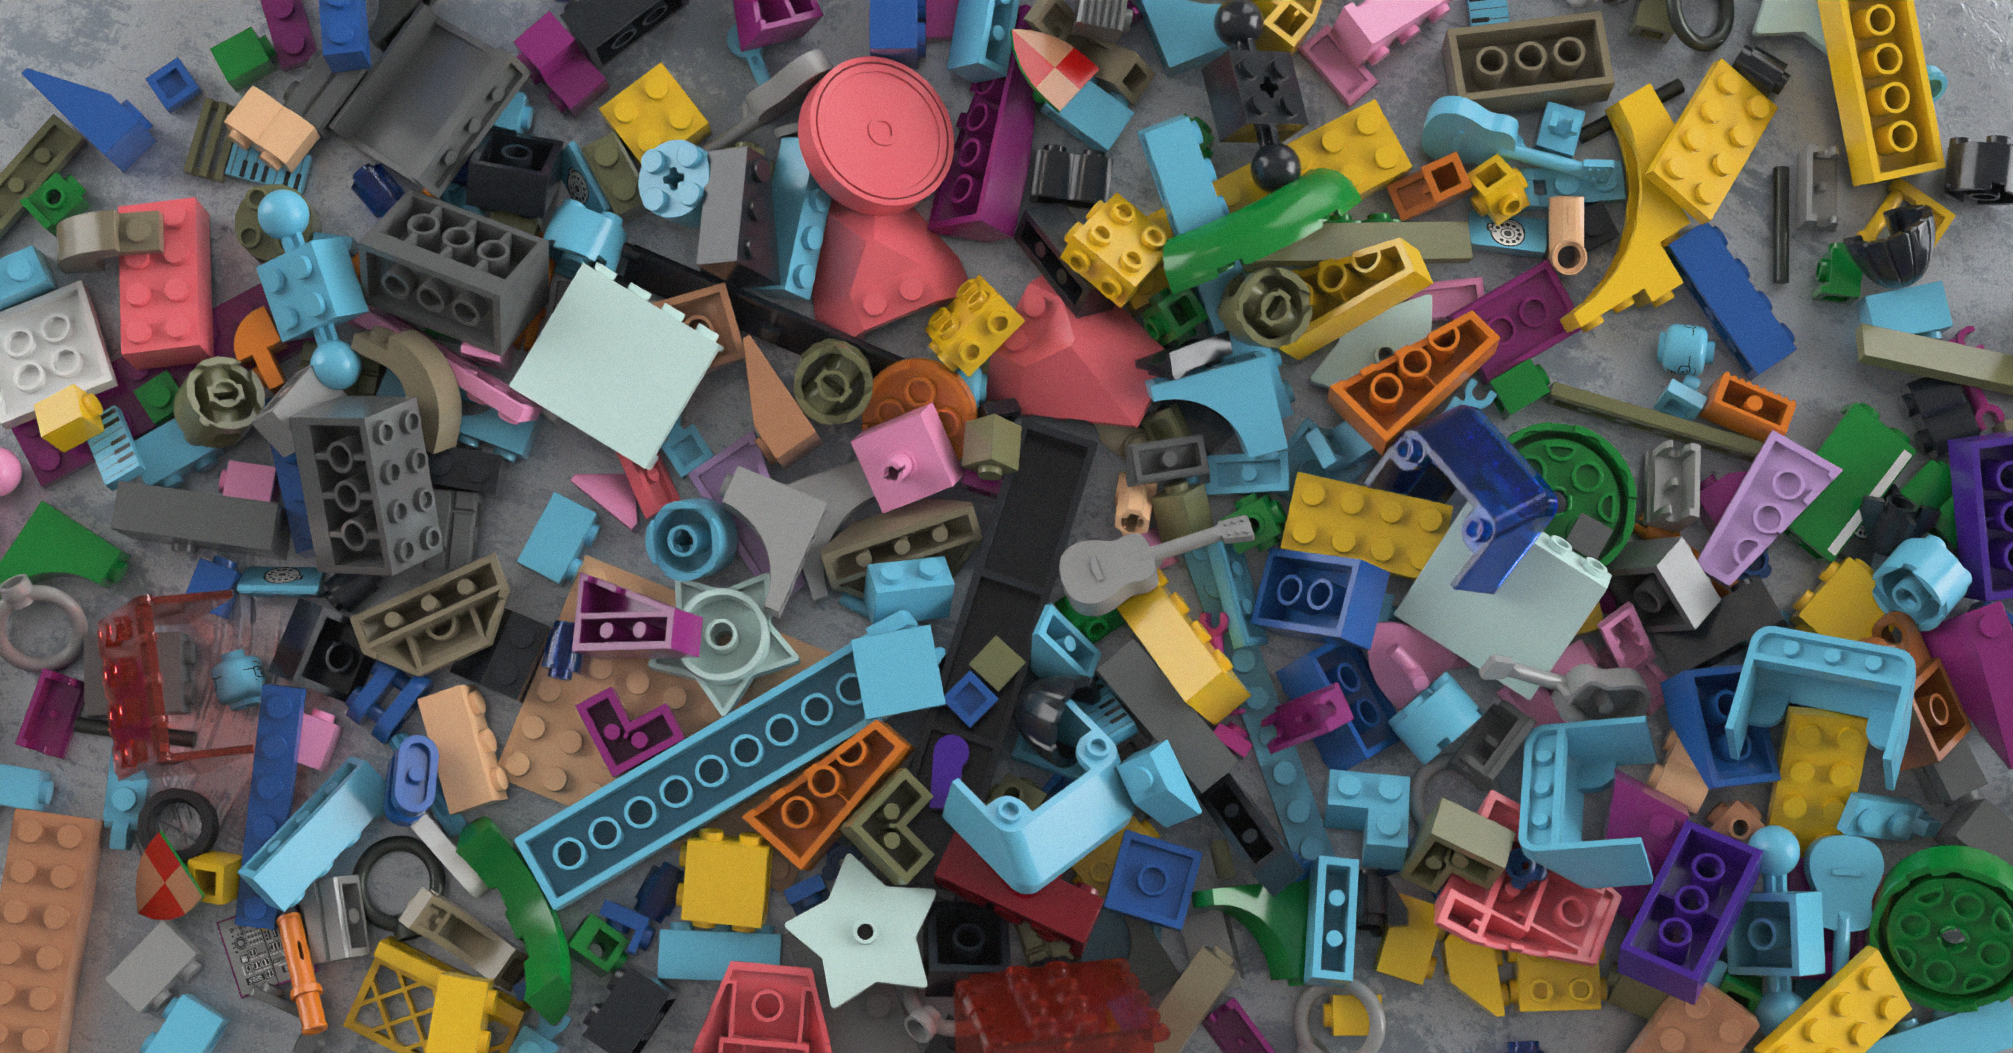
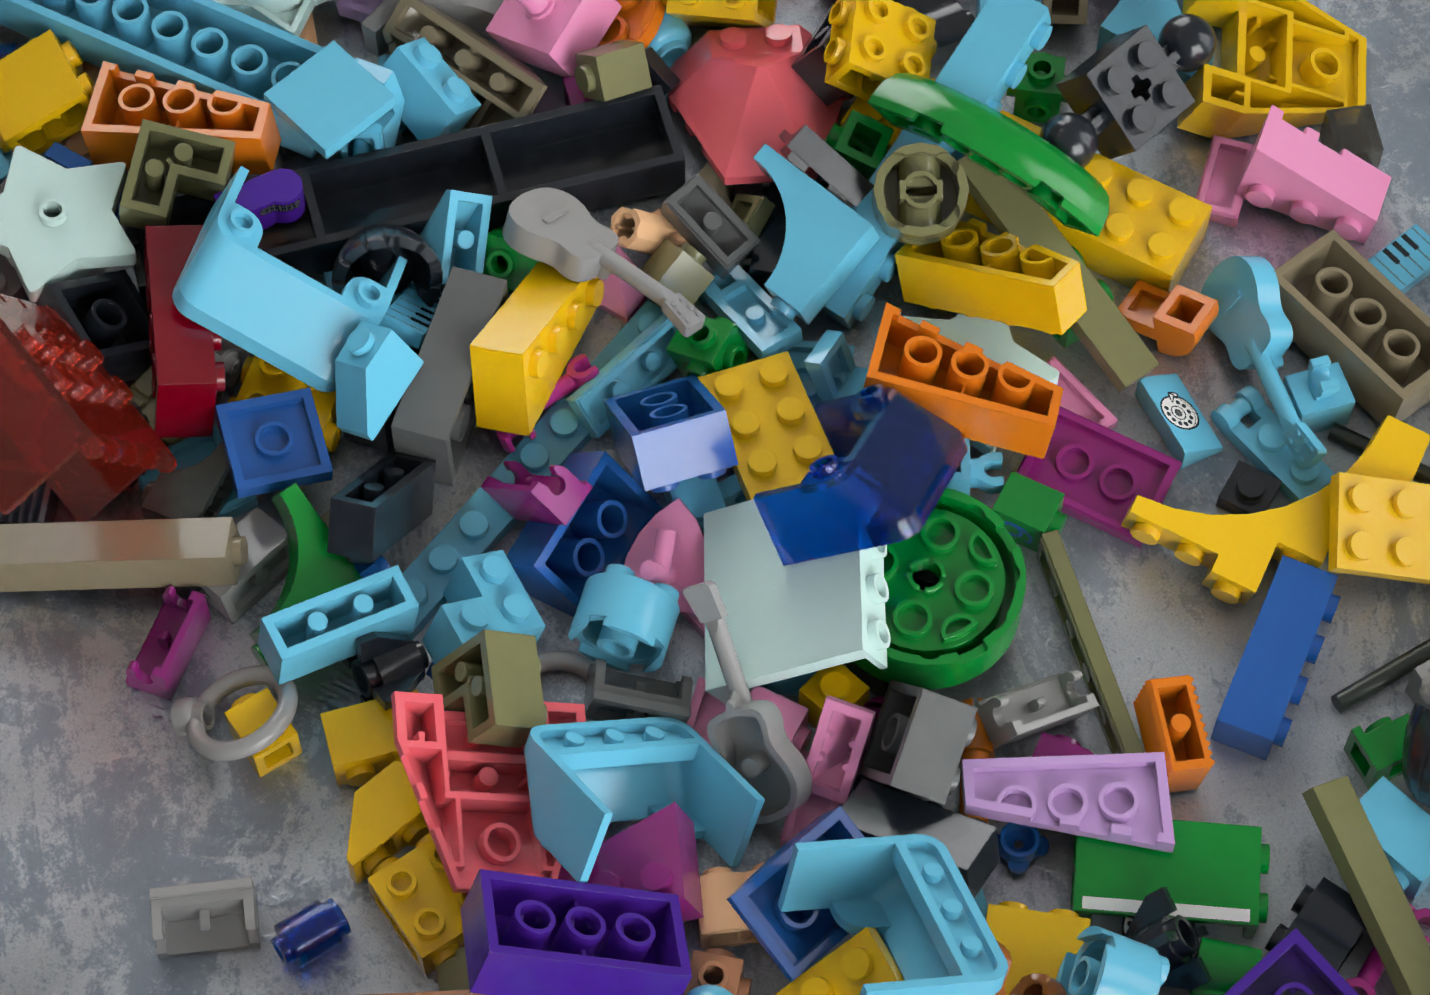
camera: 60 degrees right, 20 degrees down
(970, 699) = (348, 182): blue plate -> none
(997, 663) = (401, 189): olive tile -> none
(1234, 739) = (476, 457): dark pink plate -> none
(1498, 190) = (1211, 371): yellow brick -> none
(1522, 877) = (511, 769): blue plate -> none
(1566, 229) = (1222, 456): light nougat piece -> none
(1588, 536) = (910, 620): dark grey piece -> none
(1681, 398) = (1134, 666): medium azure tile -> none
(1685, 349) = (1190, 644): medium azure head -> none

